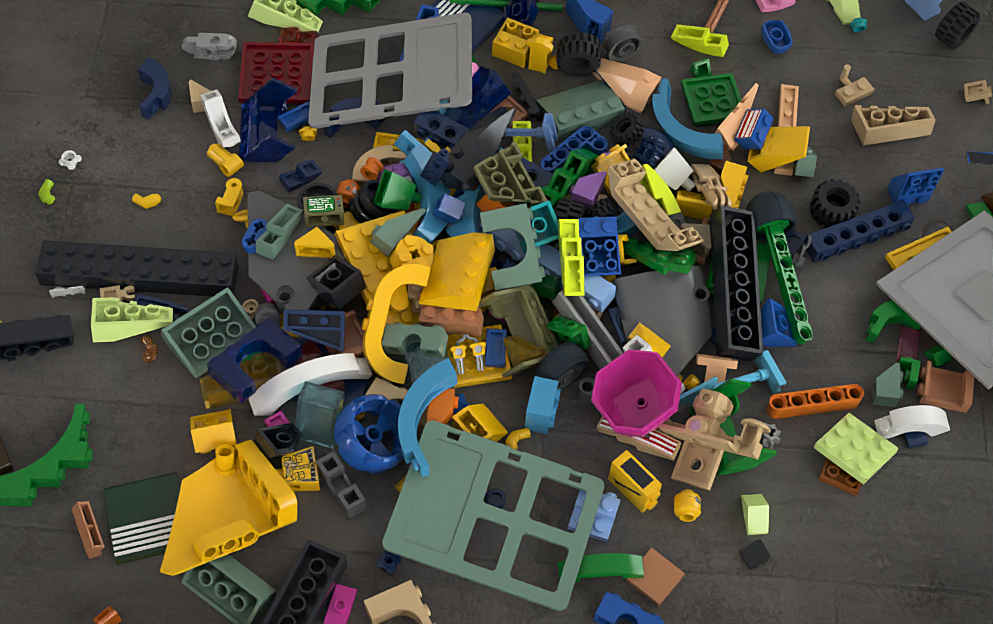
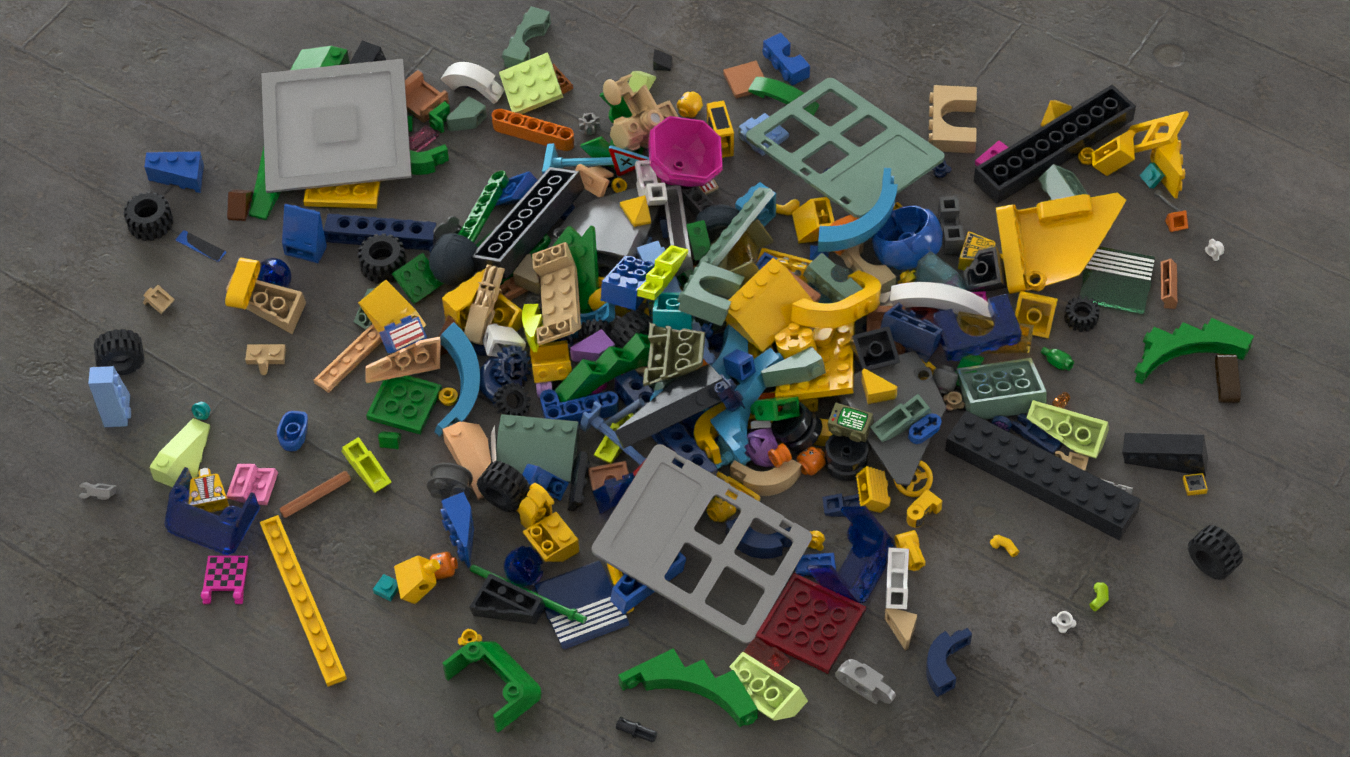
camera: 145 degrees left, 5 degrees down
(52, 597) = (1214, 249): none -> white plate
(163, 443) = (1082, 305): none -> black tyre
(170, 395) = (1058, 358): none -> green plant
(194, 301) = (1002, 422): none -> dark blue tile
(279, 186) = (873, 489): none -> yellow brick
(398, 124) = (720, 510): none -> yellow head
(532, 151) = (625, 412): none -> sand blue bar
(537, 347) = (738, 226): none -> sand green plate
(554, 81) = (552, 484): none -> blue slope
(684, 116) = (448, 400): none -> yellow plate
(797, 194) = (417, 278): none -> green plate
(900, 483) = (534, 24): none -> sand green arch
(907, 147) = (275, 272): none -> clear blue cylinder
(917, 108) = (242, 283): none -> yellow beam

